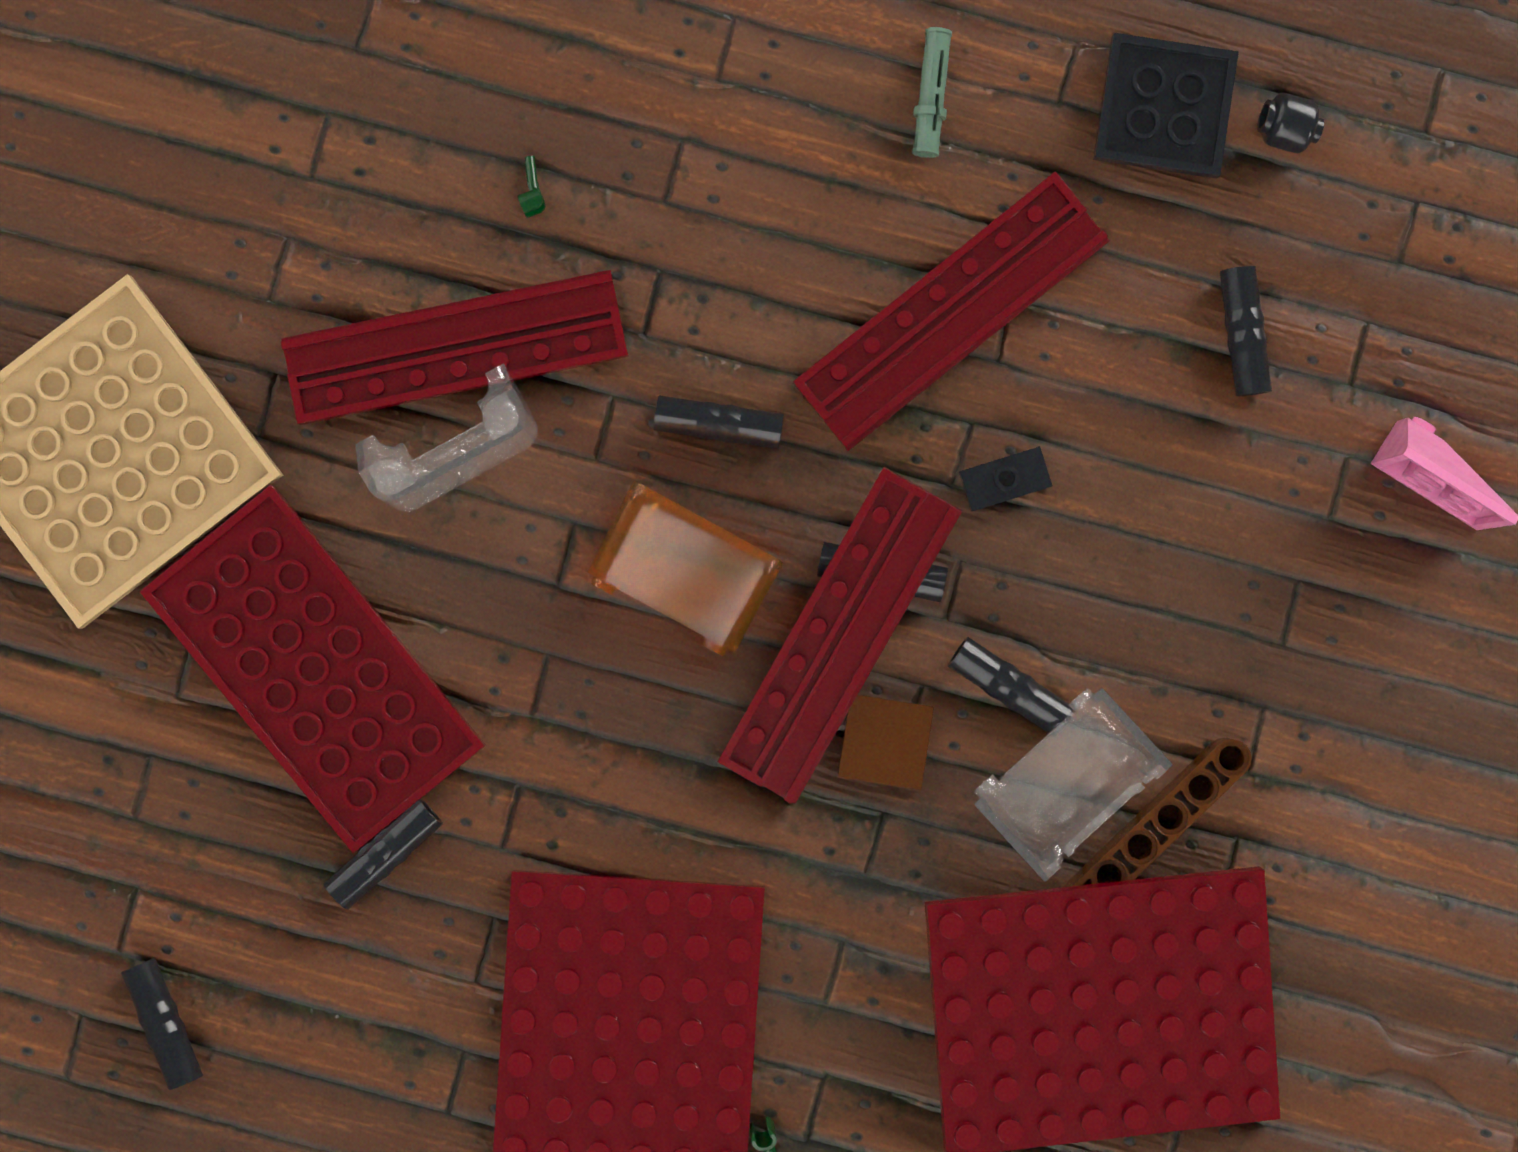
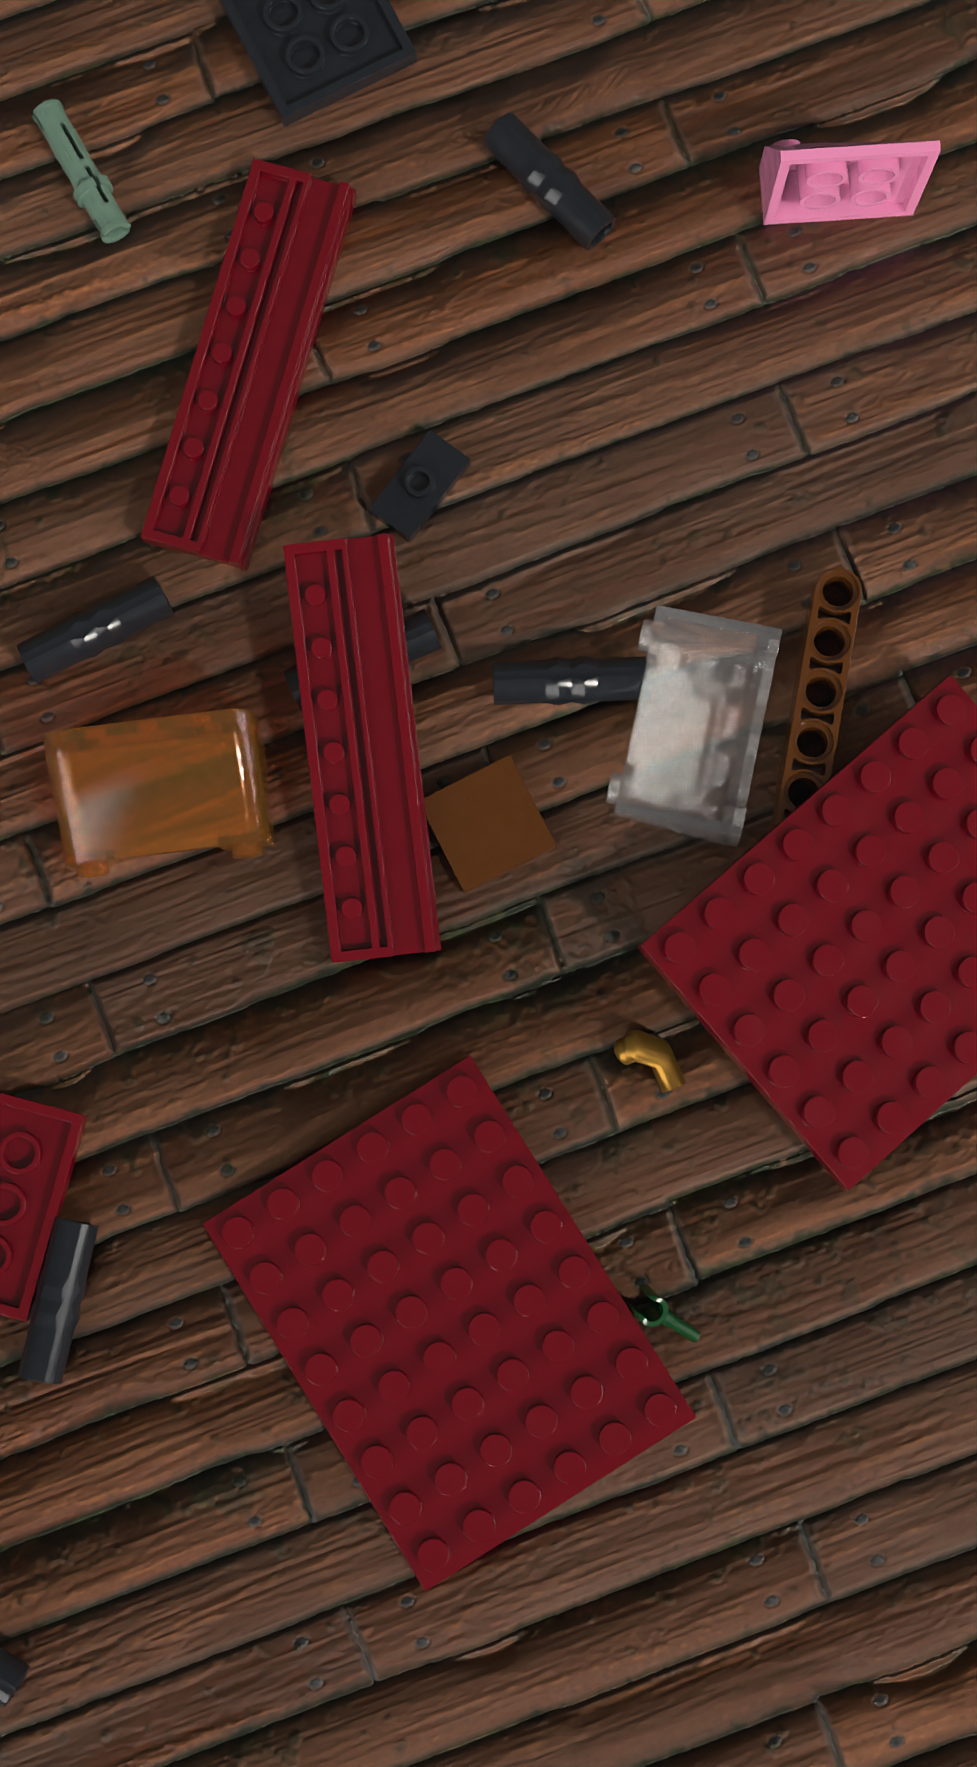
camera: 30 degrees left, 5 degrees down
(886, 973) = (652, 1052): none -> pearl gold arm

